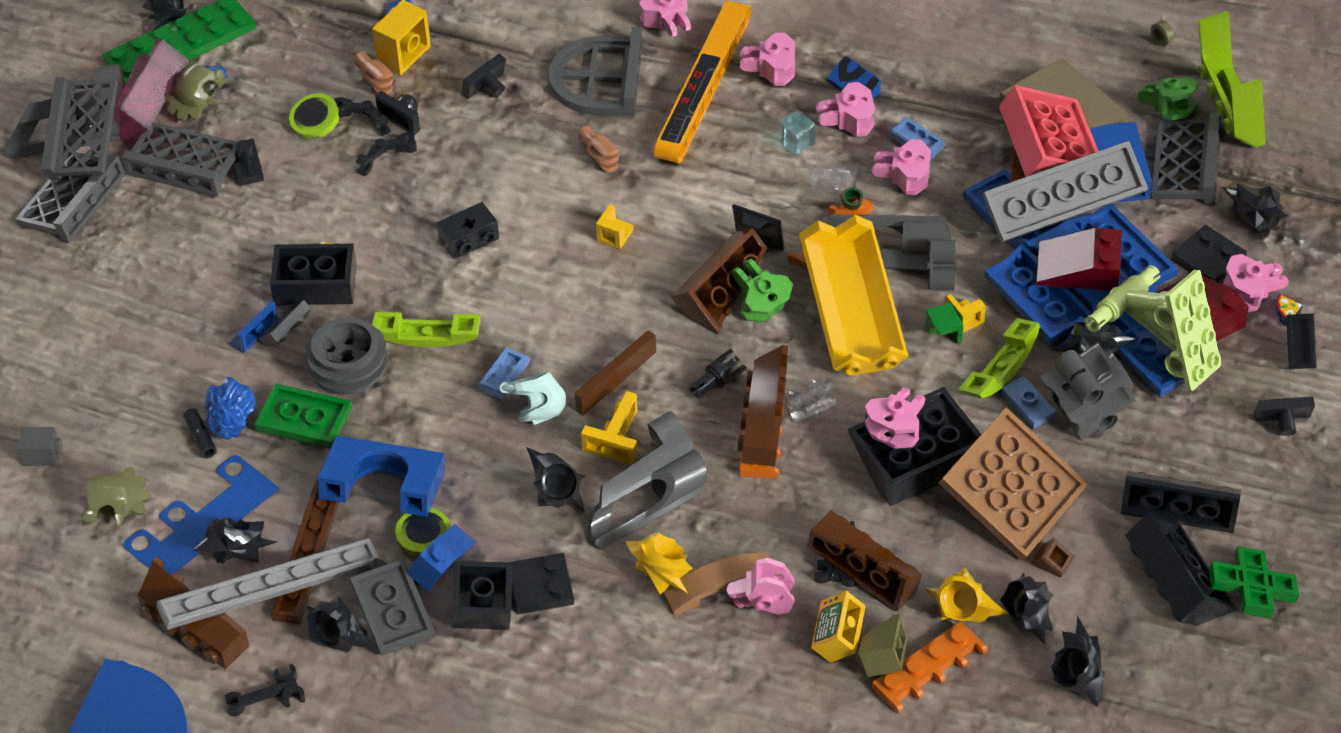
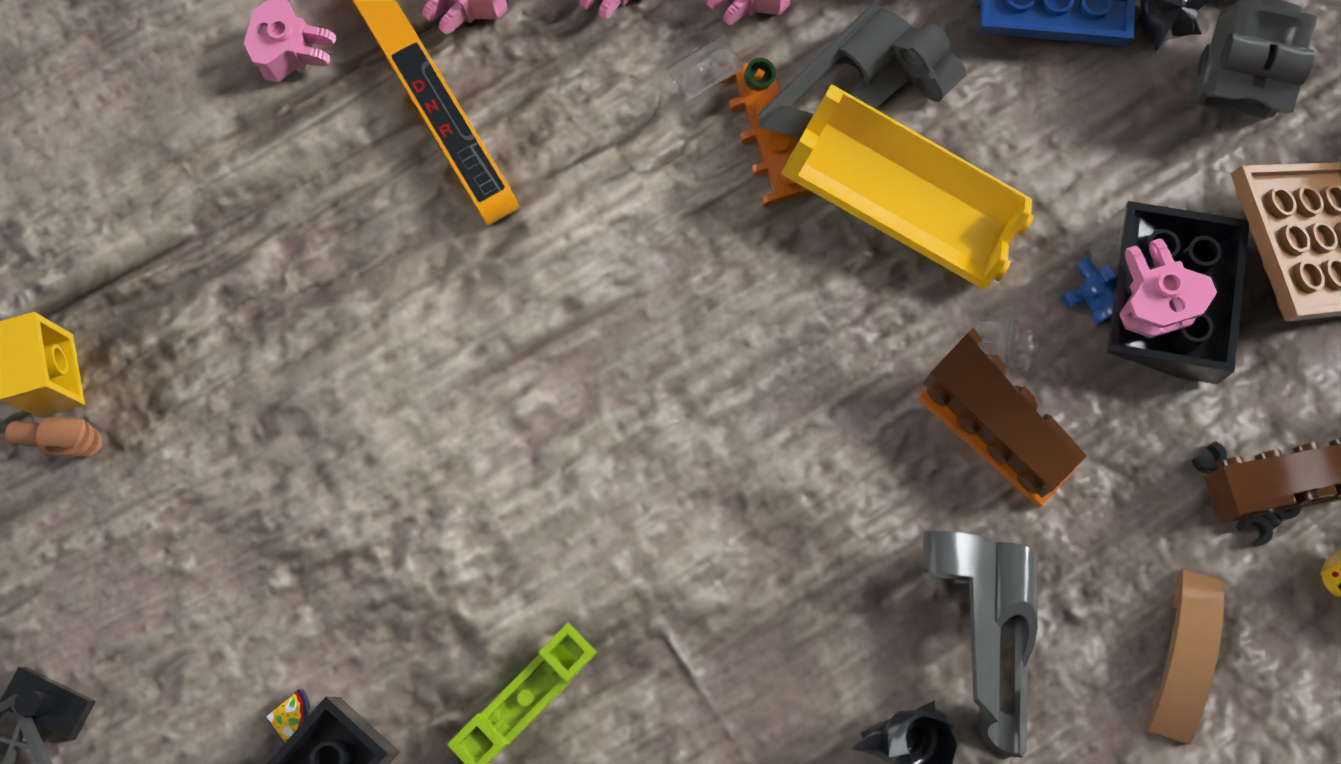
camera: 45 degrees left, 25 degrees up
(314, 116) = (55, 563): tile -> none
(347, 107) = (100, 489): black piece -> none
(399, 111) = (146, 454): black tile -> none
(404, 143) = (179, 518): black piece -> none
(468, 230) = (406, 506): black brick -> none
(486, 77) = (192, 315): black tile -> none
(505, 369) = (671, 658): medium blue plate -> none
(544, 396) = (767, 659): light aqua helmet -> none
(600, 149) = (421, 276): nougat arm -> none
(612, 230) = (558, 356): yellow panel -> none
(612, 441) = (872, 599): yellow bracket -> none
(615, 372) = (783, 530): reddish brown tile -> none
(629, 76) = (337, 155): dark grey window -> none
(660, 560) = (1128, 710): yellow hair -> none
(712, 289) = (743, 302): reddish brown wedge -> none
(715, 375) = (880, 416): black arm -> none
(763, 294) = (808, 276): bright green hinge -> none
(763, 588) = (1256, 630): bright pink hinge -> none
(767, 227) = (714, 210): black piece -> none
(797, 132) = (596, 51): clear light blue piece -> none
(944, 320) = (1012, 121): green panel -> none
(970, 314) = (1005, 93): yellow panel -> none
(1018, 343) = (1114, 111): lime slope -> none
(1028, 402) = (1180, 128): medium blue plate -> none

